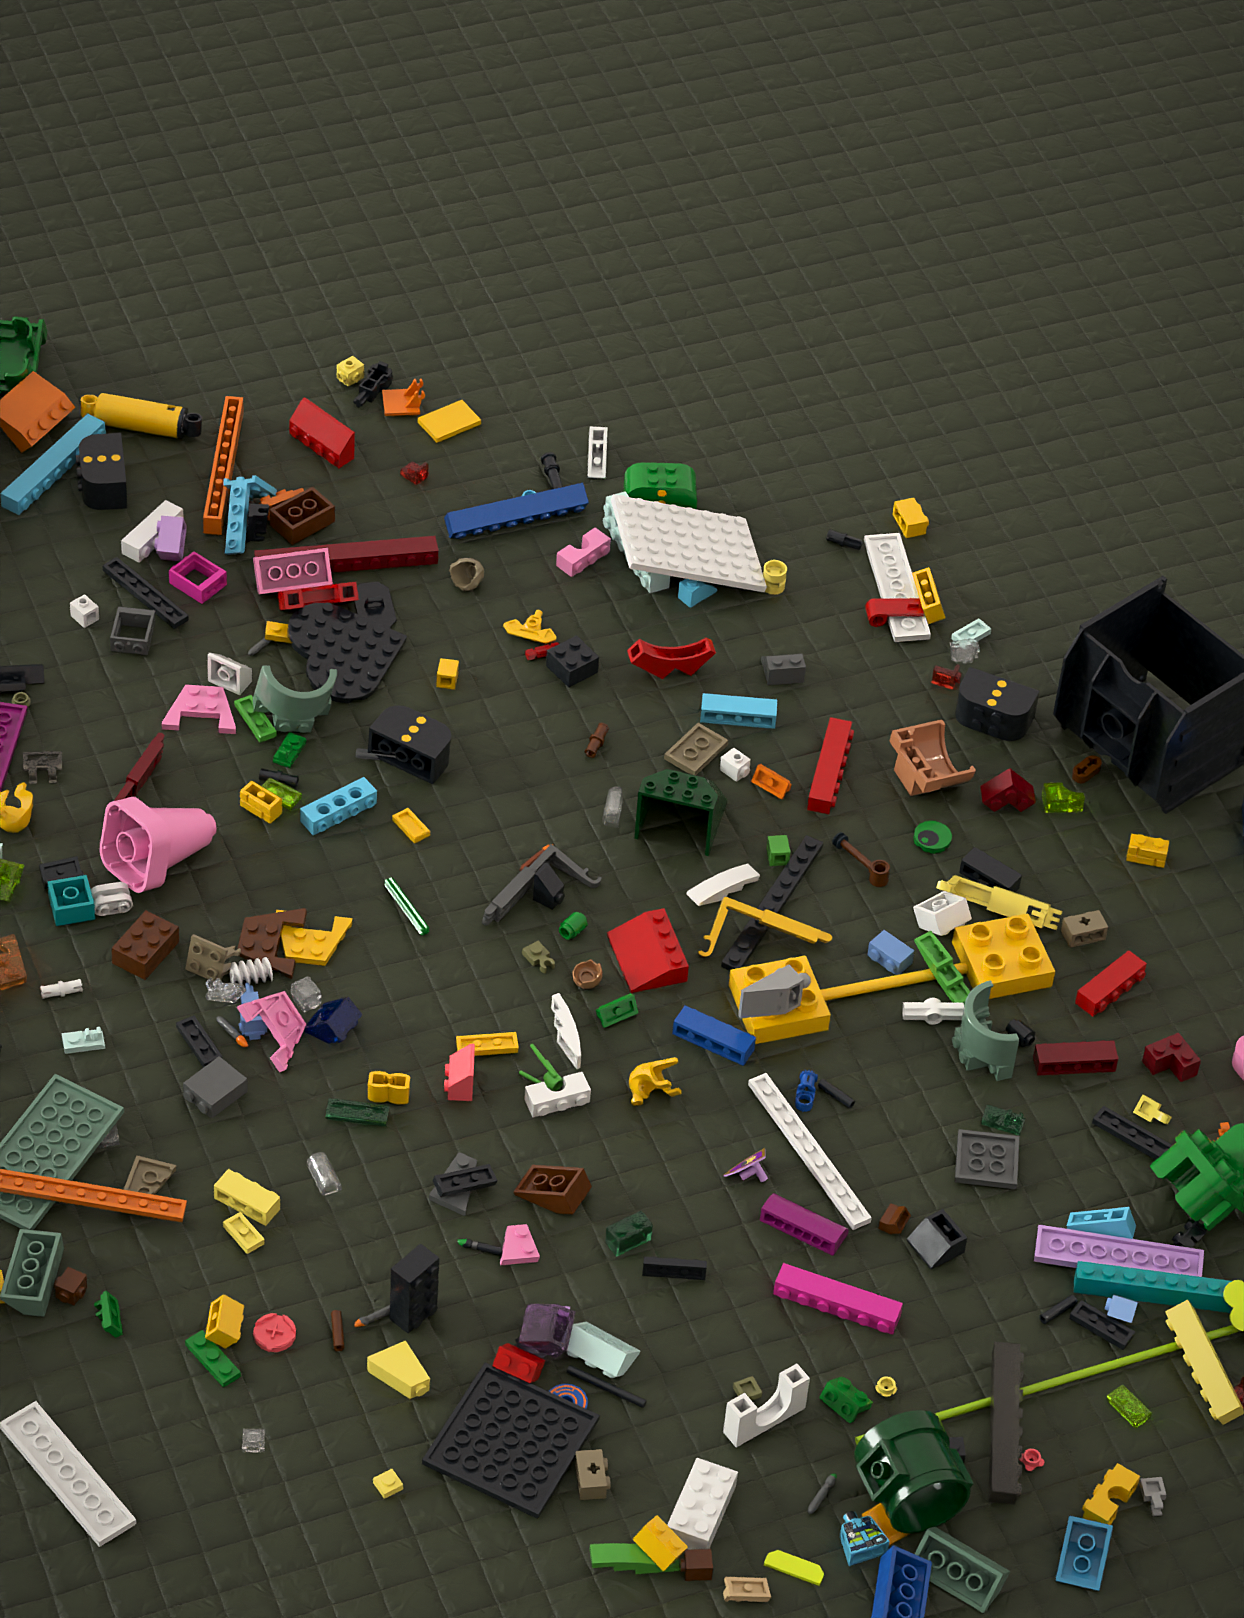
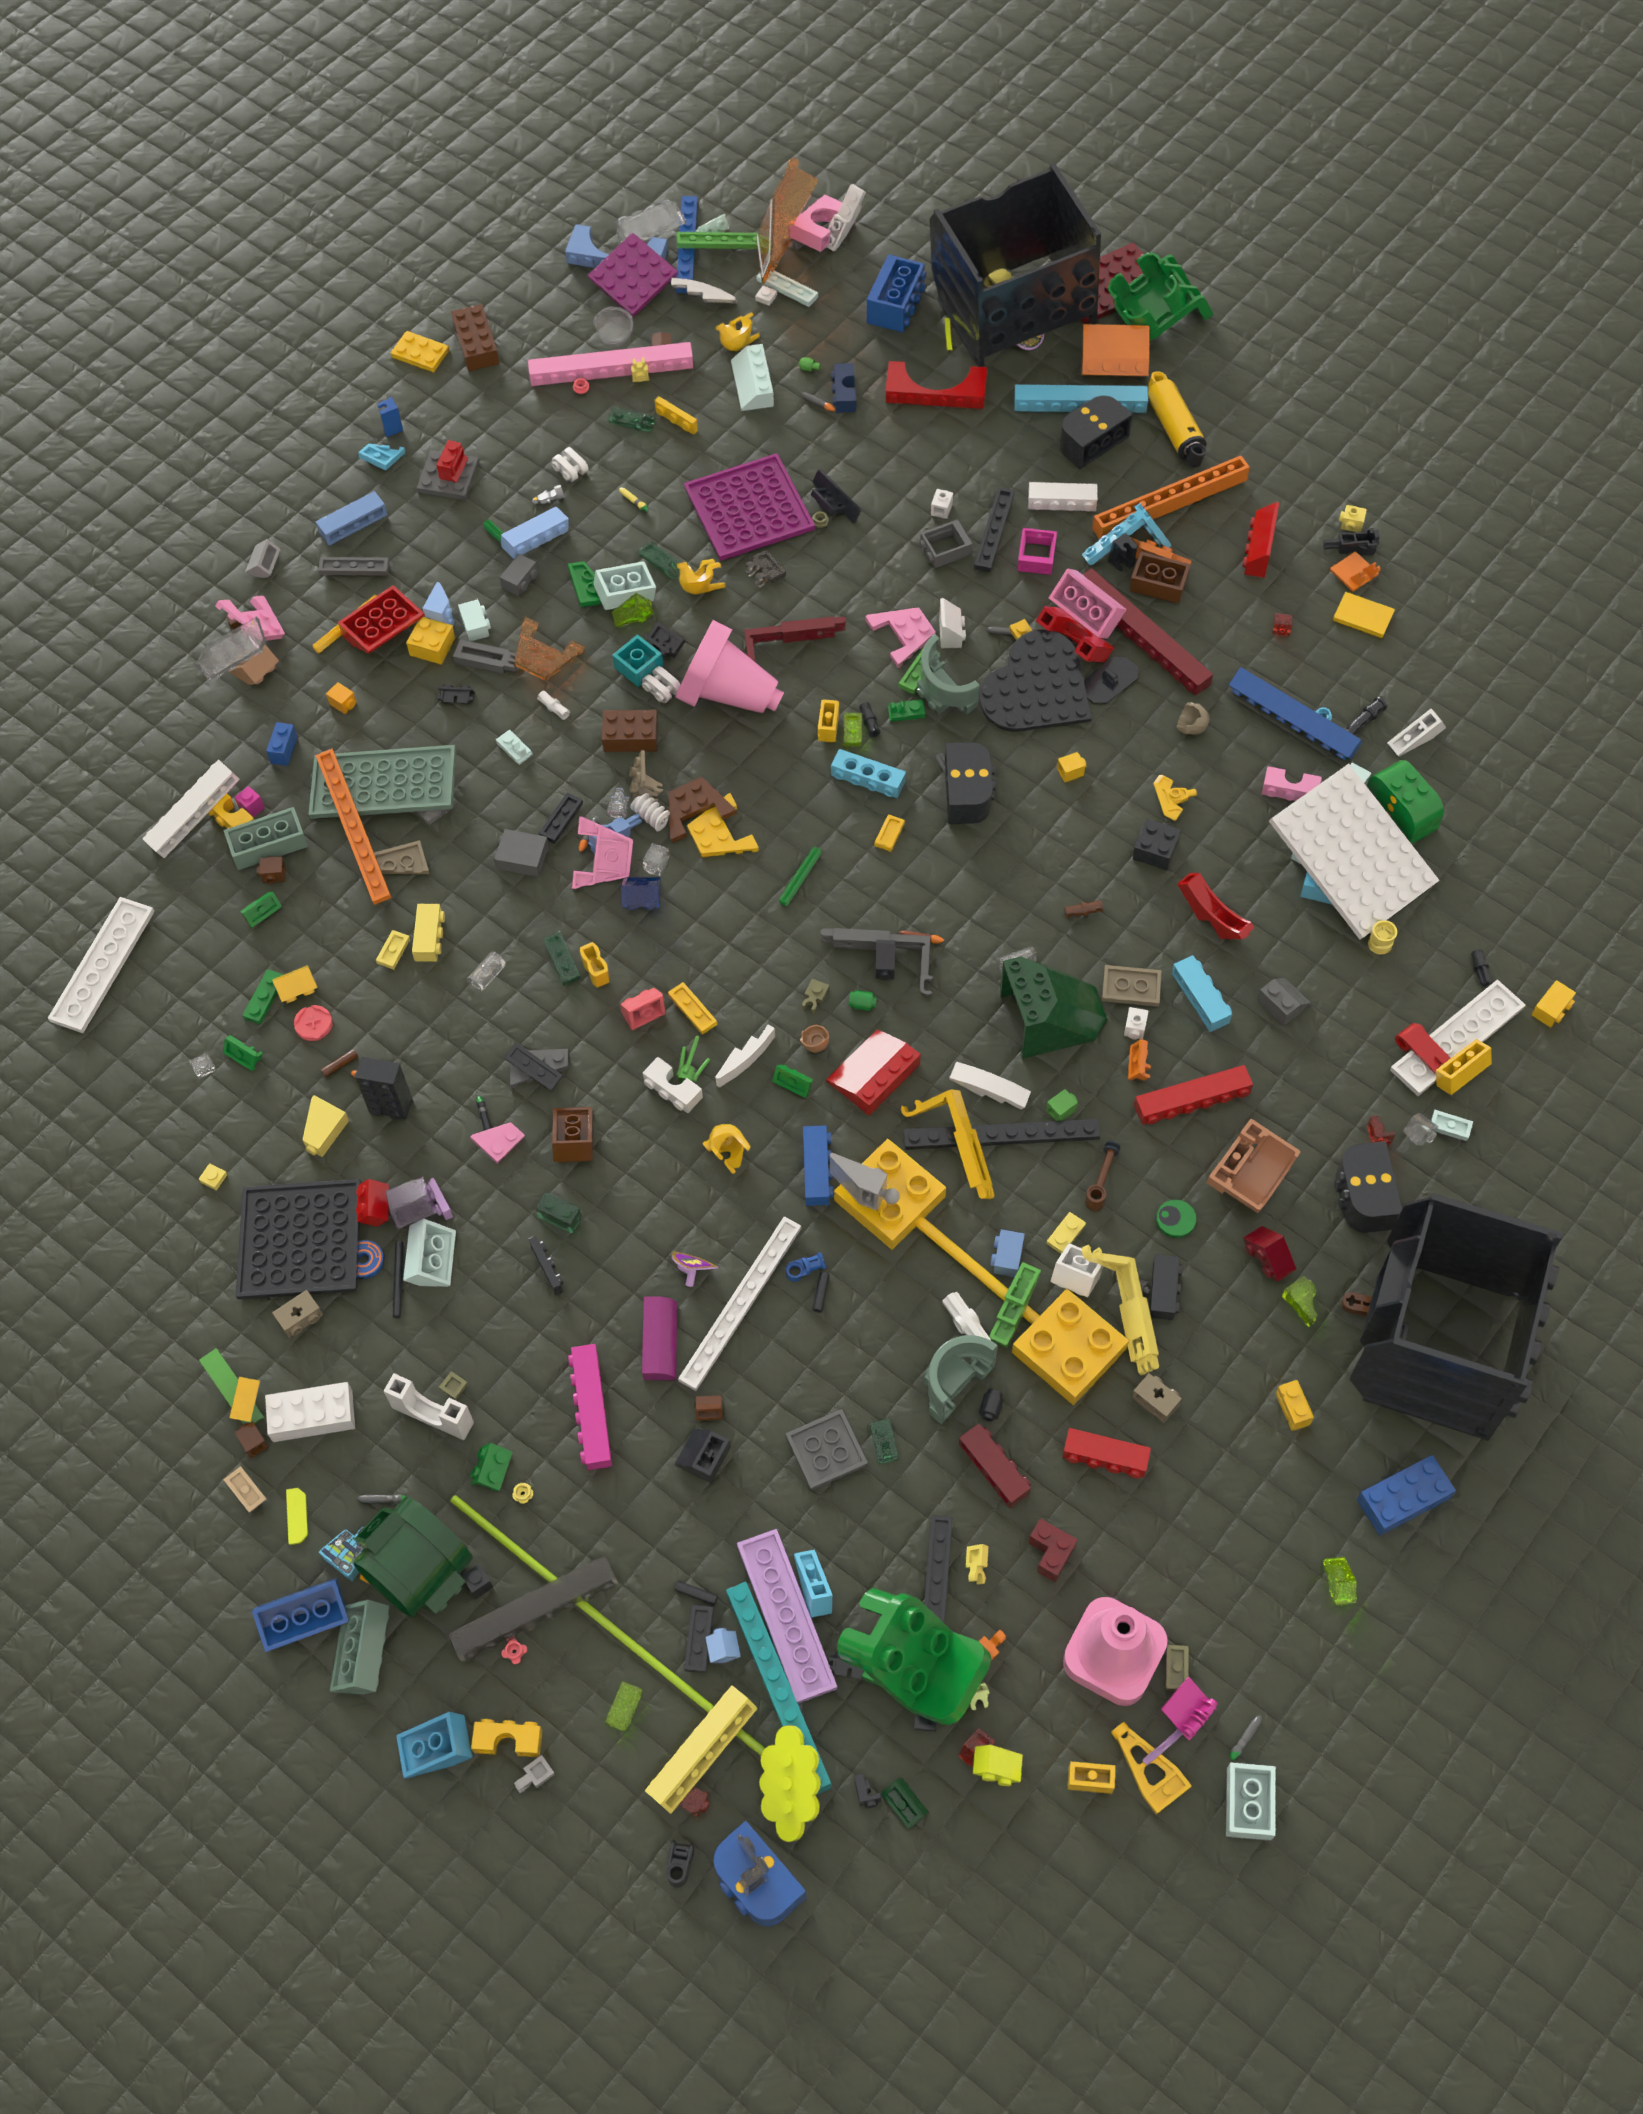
camera: 65 degrees right, 15 degrees up
(171, 538) = (1053, 509): lavender brick -> none
(267, 1400) = (241, 1053): none -> green plate
(539, 652) = (1144, 812): red axle -> none
(895, 910) = (1066, 1232): none -> light yellow plate

